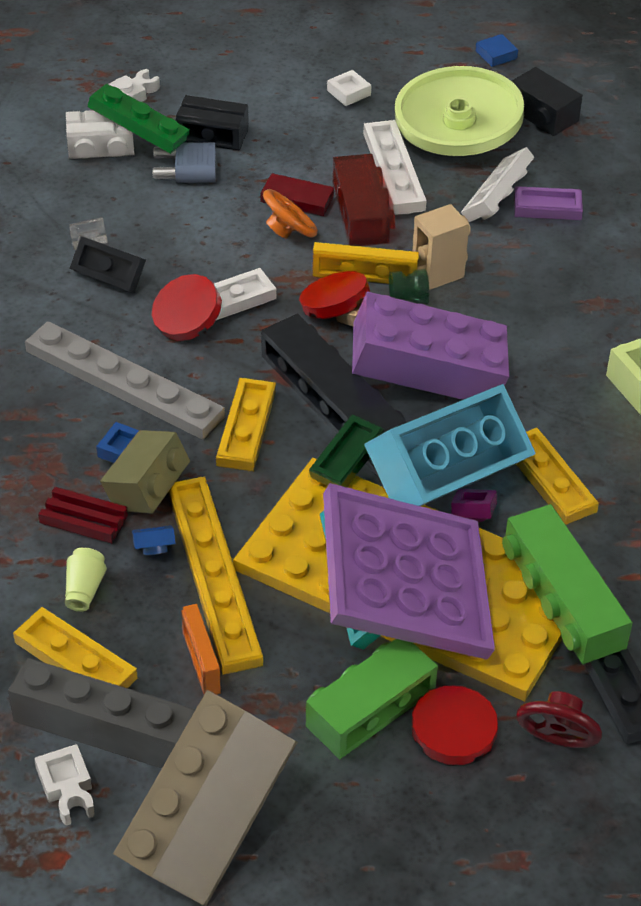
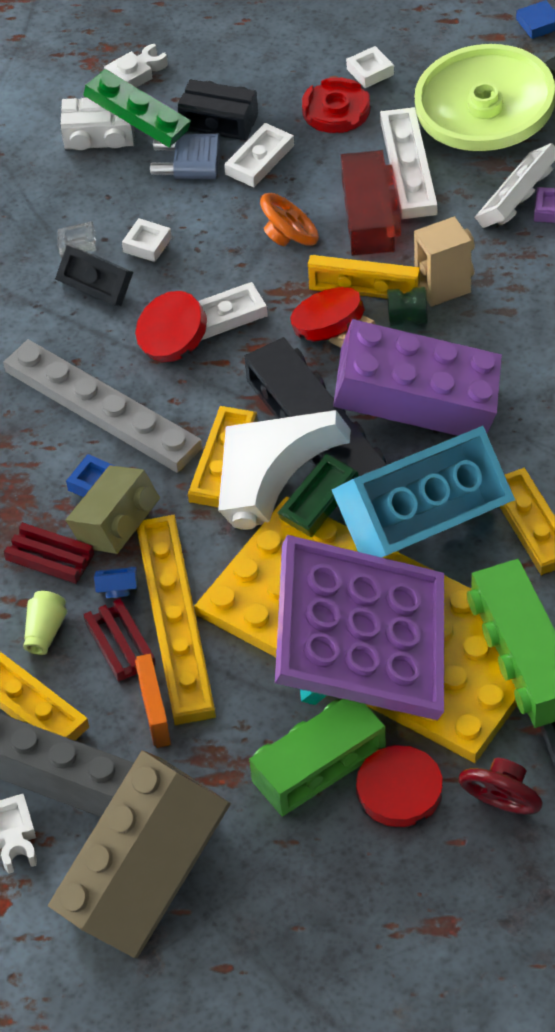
camera: 10 degrees right, 5 degrees up
(147, 572) = (107, 616): none -> dark red tile
(155, 233) = (146, 240): none -> white plate
(254, 160) = (259, 155): none -> white plate
(293, 417) = (265, 456): none -> white arch
(307, 195) = (307, 194): dark red tile -> none
(320, 120) = (336, 105): none -> red tile
(474, 504) = (446, 552): magenta plate -> none

